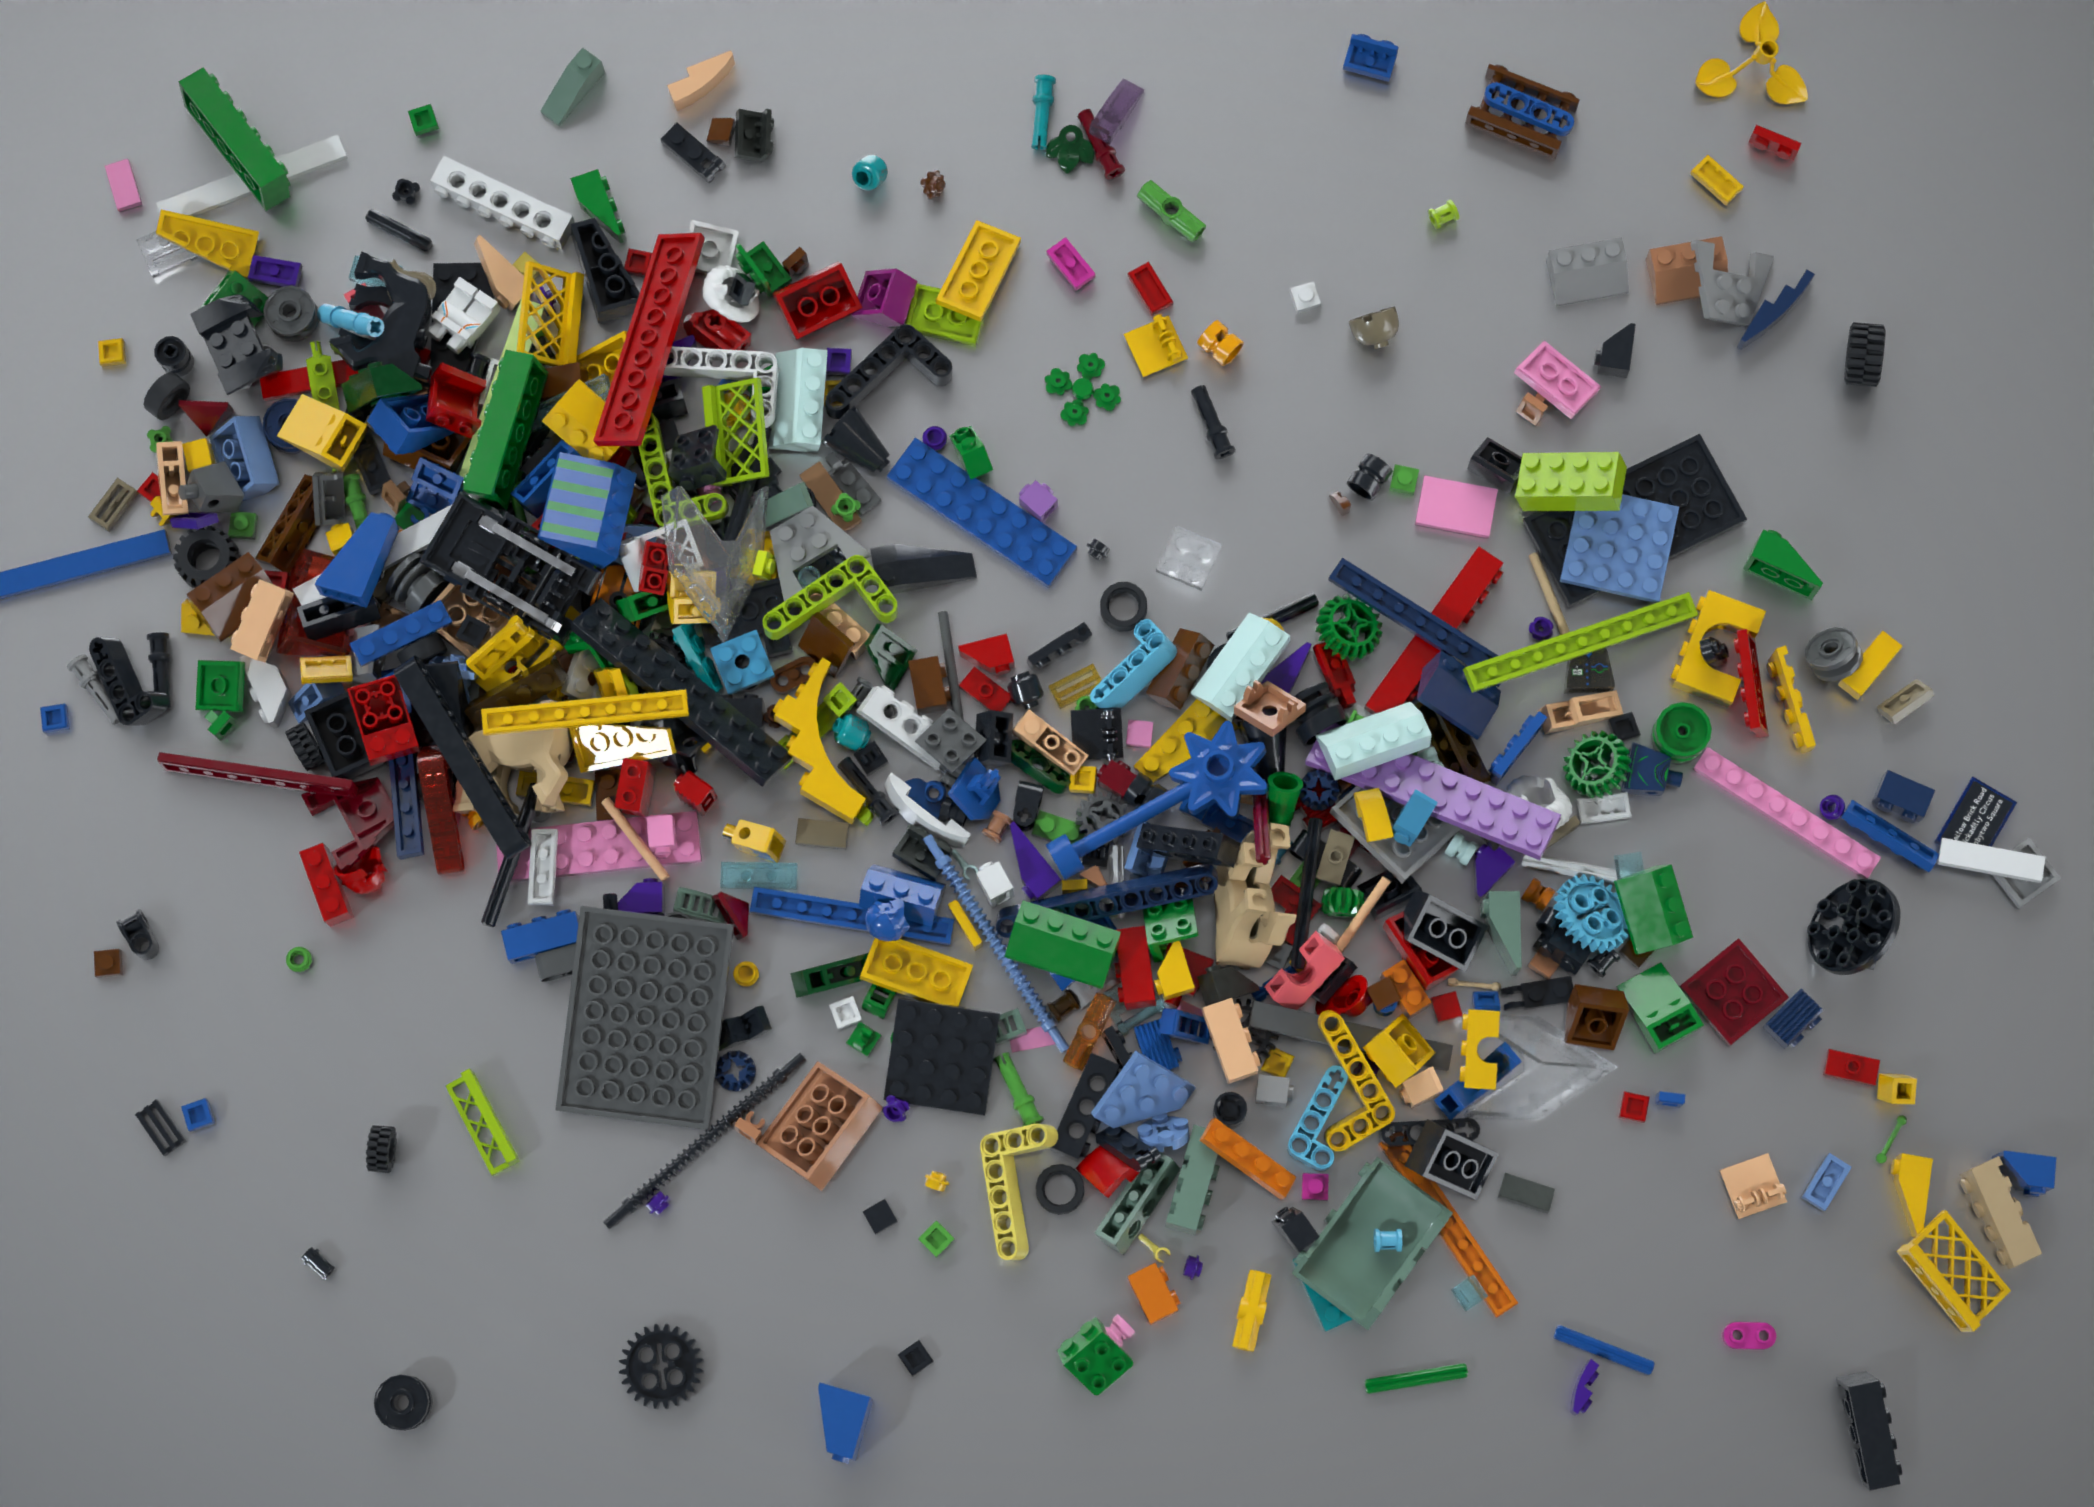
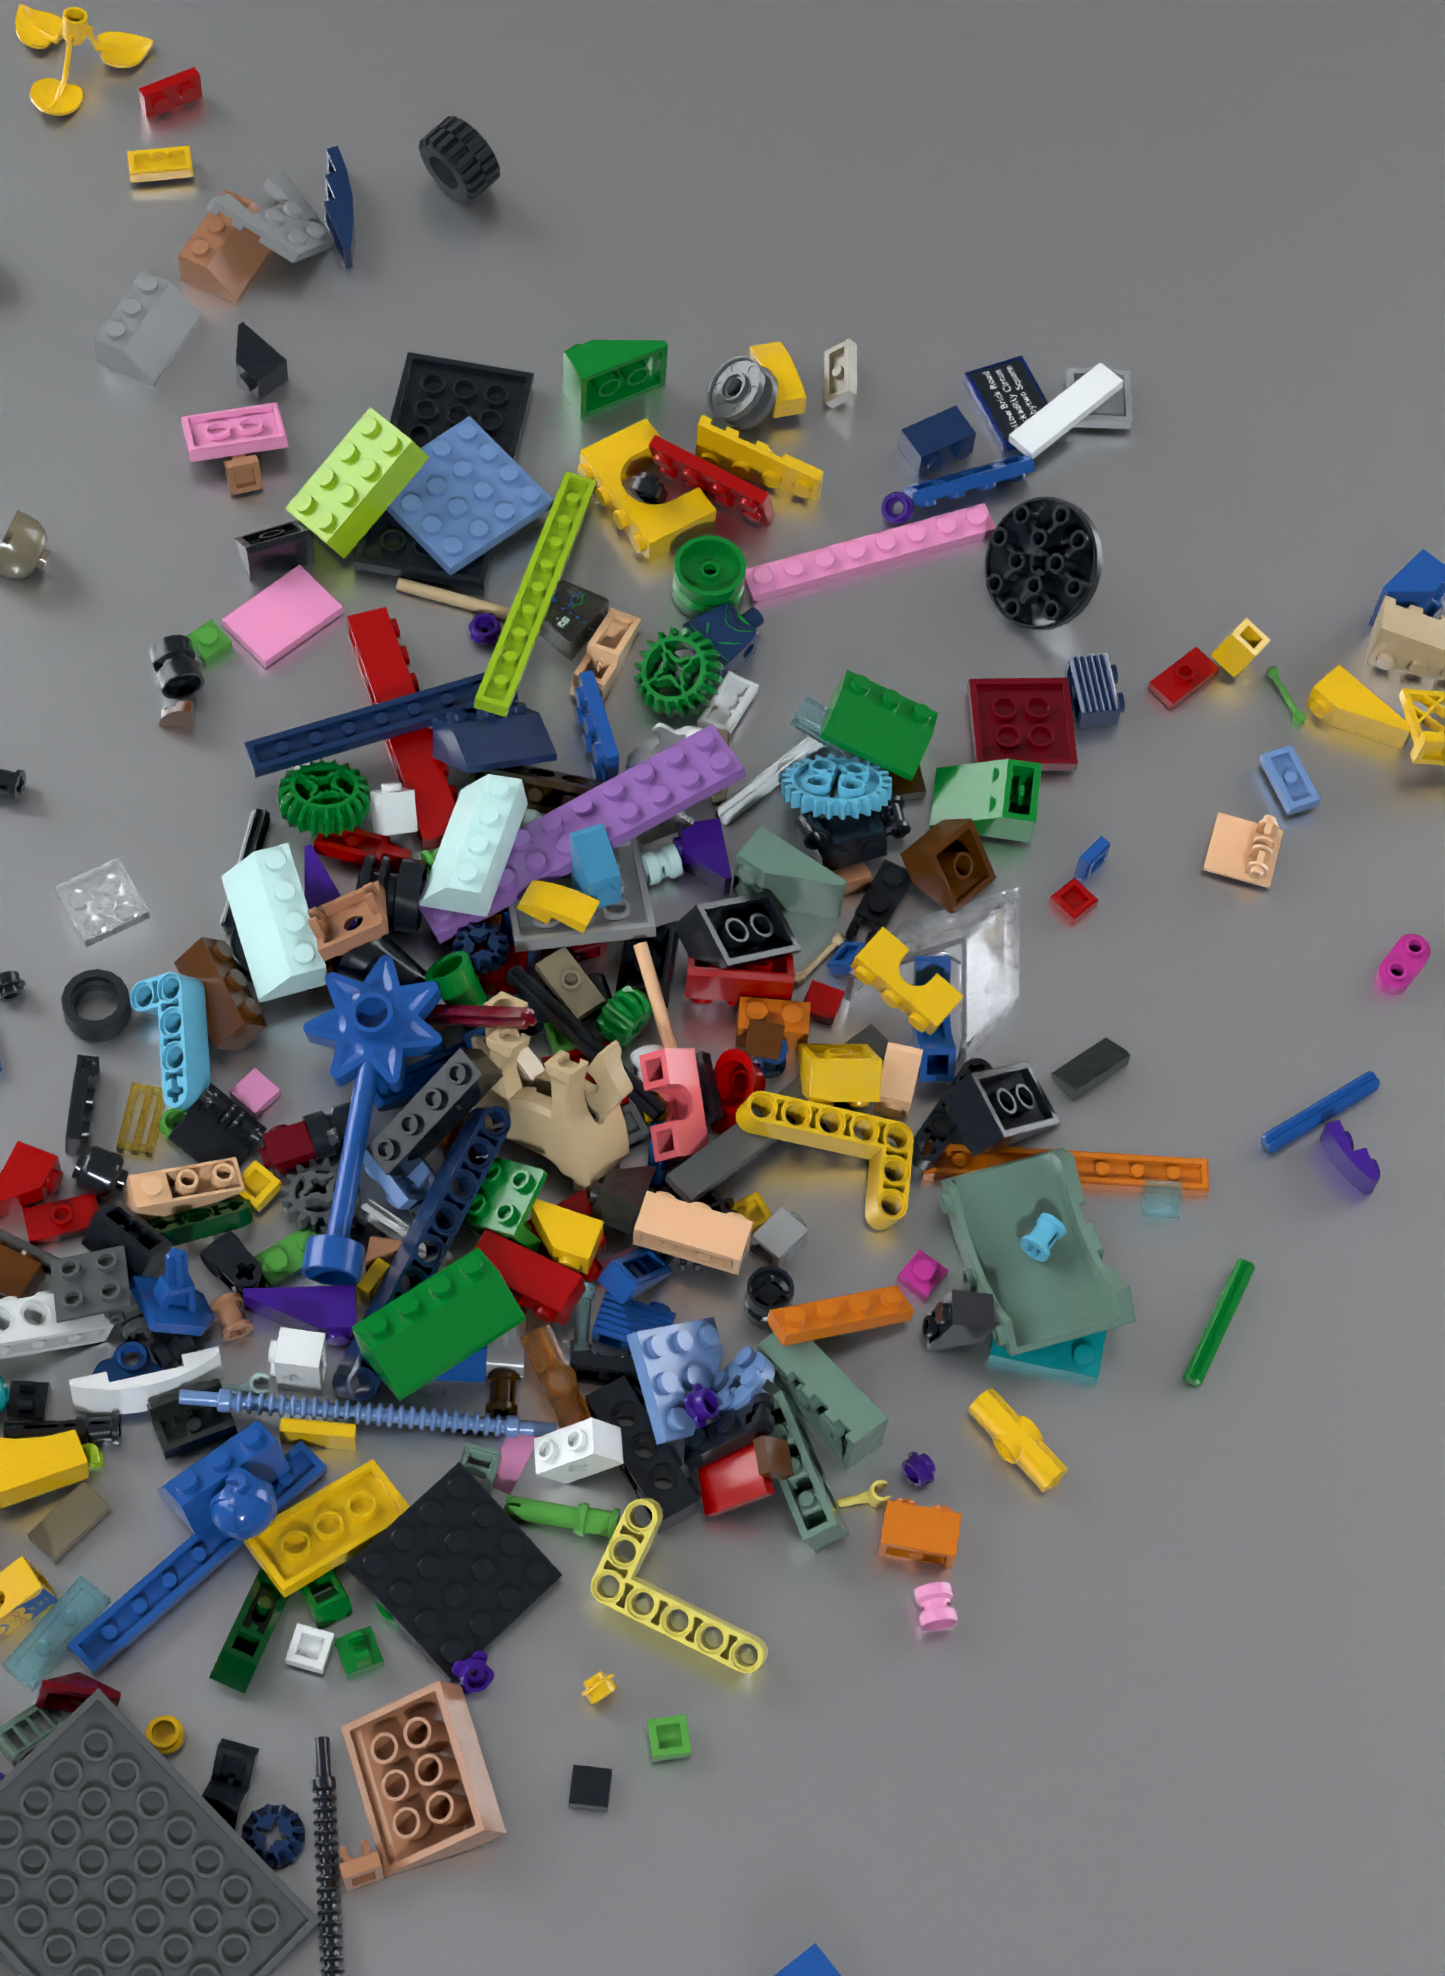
camera: 65 degrees left, 15 degrees down
(915, 1358) = (795, 1869): black tile -> none
(1055, 1072) = (578, 1450): none -> white brick
(1055, 1170) = (718, 1523): black tyre -> none
(1094, 1357) = (946, 1651): green bracket -> none
(1126, 1183) = (773, 1457): none -> reddish brown tile
(1131, 1120) = (701, 1404): none -> dark purple plate
(1171, 746) = (300, 1063): yellow wing -> none
(1321, 1115) = (848, 1208): medium azure beam -> none
(1371, 672) = (393, 809): none -> white brick
(1538, 894) = (777, 822): orange wheel -> none
(1624, 727) = (651, 625): black tile -> none

